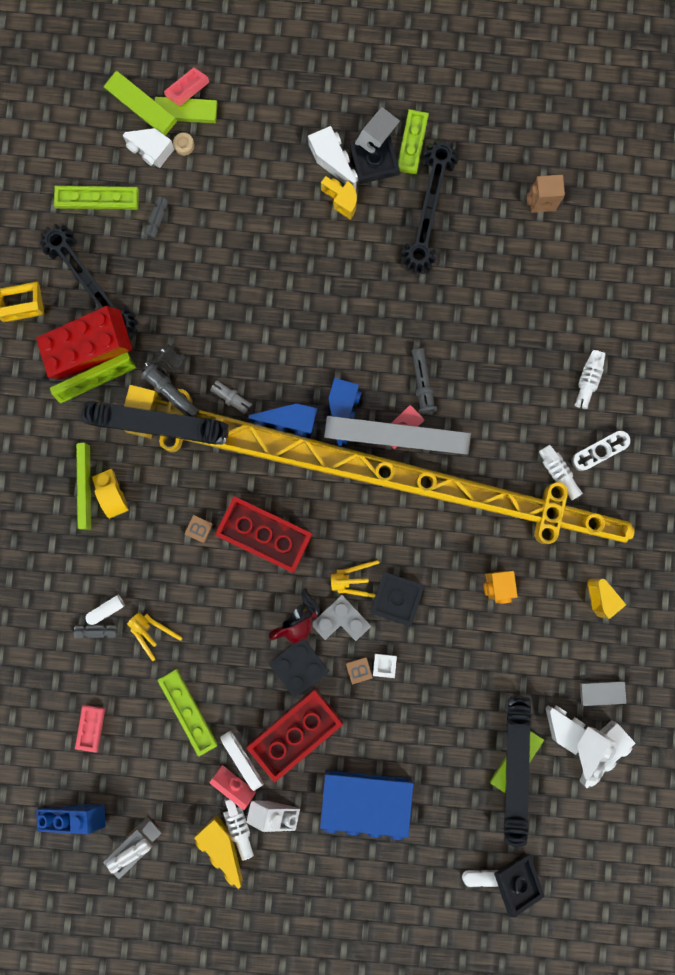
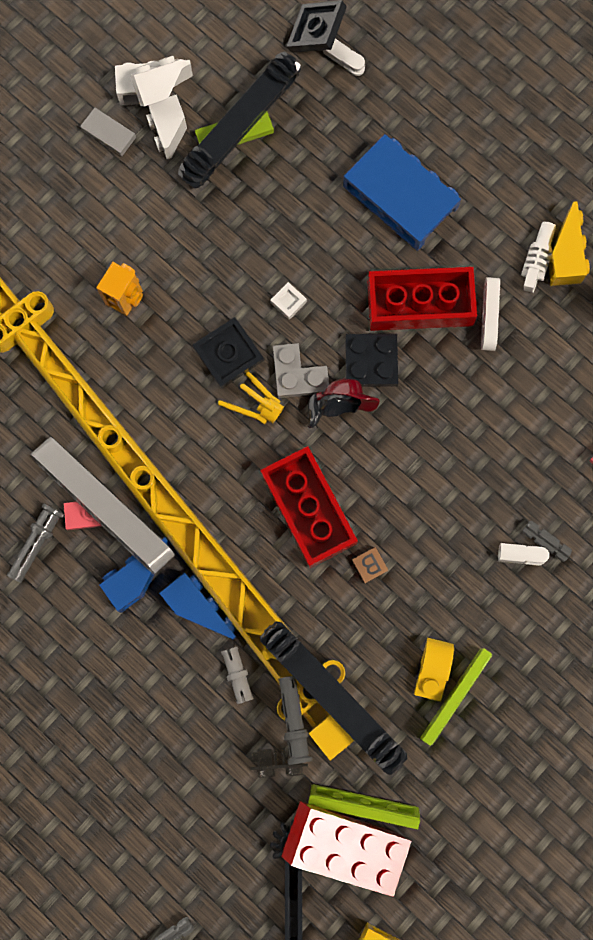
camera: 140 degrees left, 5 degrees down
(140, 625) = (498, 513): yellow plant -> none
(187, 712) = (510, 397): lime tile -> none
(232, 787) = (517, 296): coral plate -> none
(272, 816) = (498, 243): white slope -> none
(359, 670) = (316, 315): medium nougat tile -> none
(604, 599) = (35, 206): yellow tile -> none

